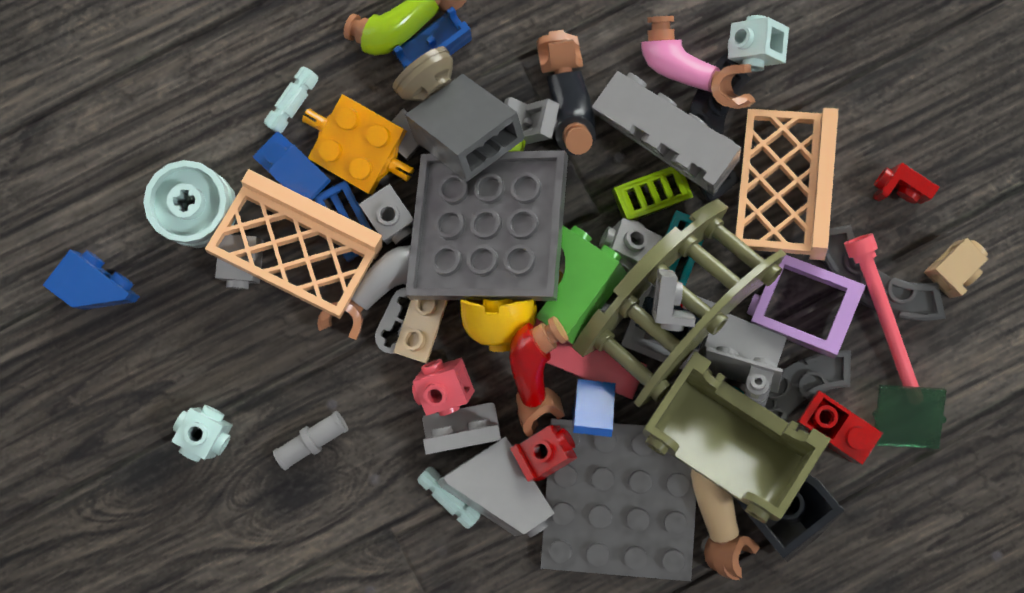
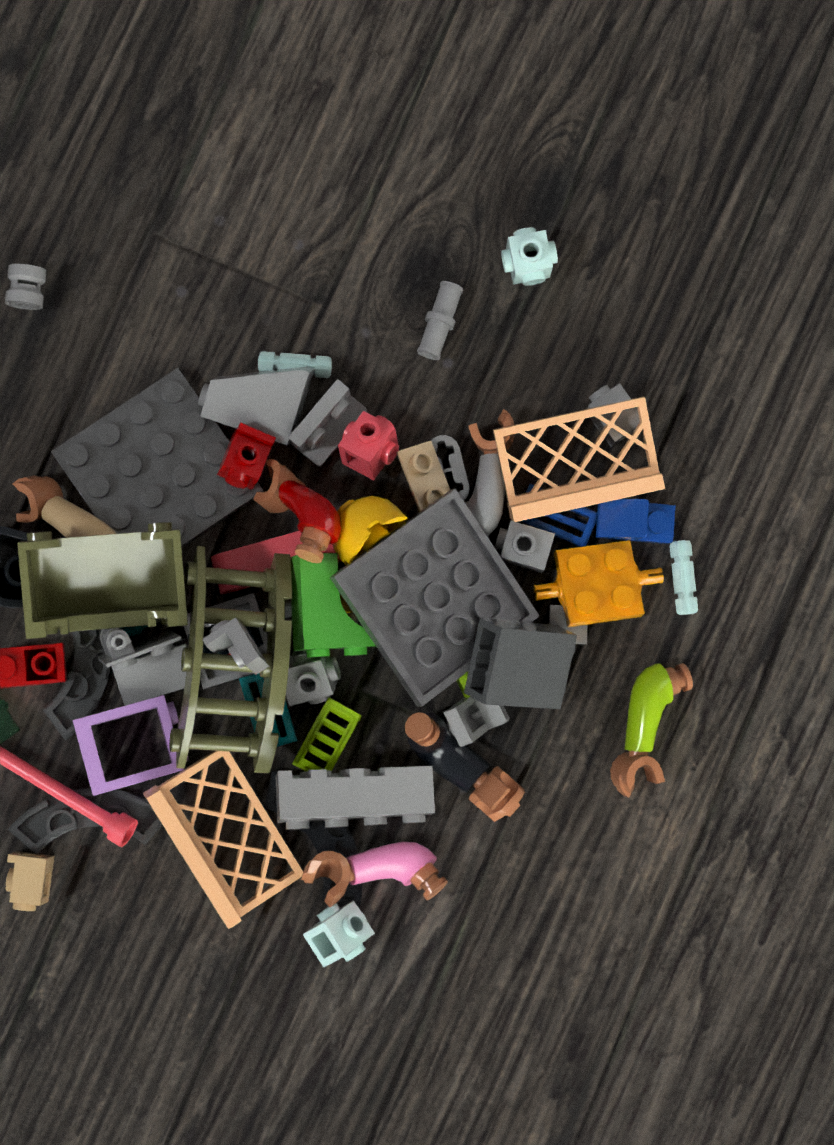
camera: 140 degrees right, 0 degrees up
(86, 285) = (720, 297): blue slope -> none
(169, 200) = (708, 413): light aqua wheel -> none
(425, 75) = (586, 681): dark tan piece -> none
(445, 32) = (607, 716): blue hinge -> none
(593, 408) = (233, 520): slope -> none
(910, 185) = (119, 916): red bracket -> none

